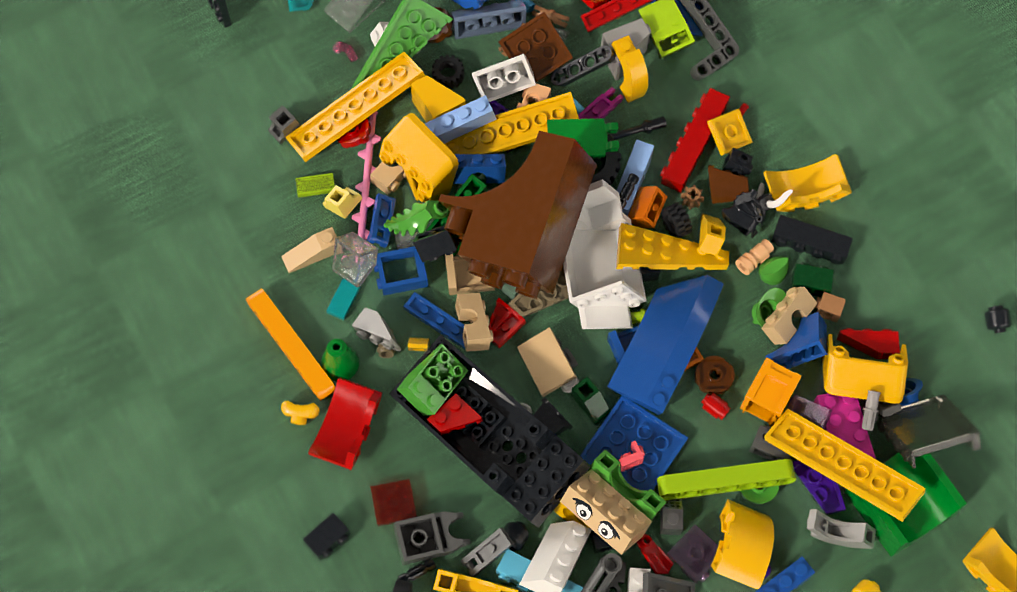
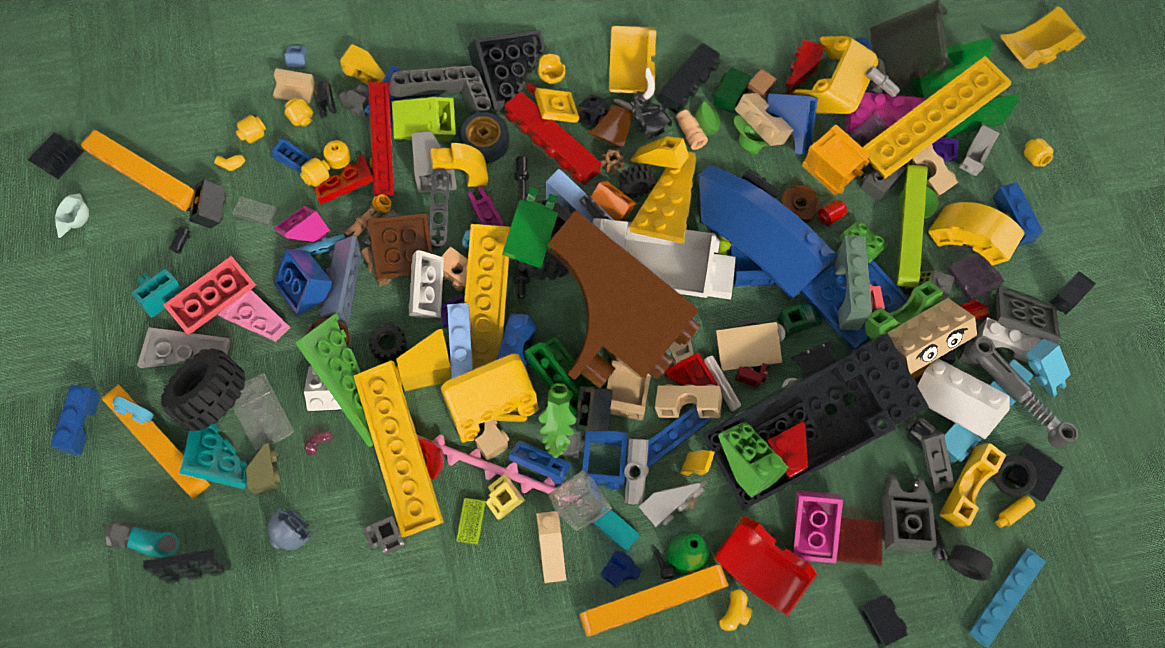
camera: 75 degrees left, 0 degrees up
(265, 52) = (287, 530): none -> sand blue cylinder
(307, 19) = (262, 471): none -> olive slope
(307, 308) = (619, 569): none -> clear blue brick
(318, 348) = (666, 572): none -> black hand
(396, 296) = (636, 457): none -> light grey piece
(396, 460) = (817, 525): none -> dark pink slope
(505, 350) = (726, 390): none -> white axle
(519, 376) = (748, 375): none -> dark red bracket
(579, 24) = (382, 203): none -> light orange plate
(658, 420) = (854, 264): none -> sand green arch
(672, 82) = (485, 133): none -> wheel
(693, 440) = (874, 243): none -> bright green plate
(721, 334) = (761, 183): none -> black pin
(760, 78) = (505, 63): none -> black slope
(768, 116) = (551, 69): none -> yellow hair
(792, 499) = (940, 177): none -> tan arch

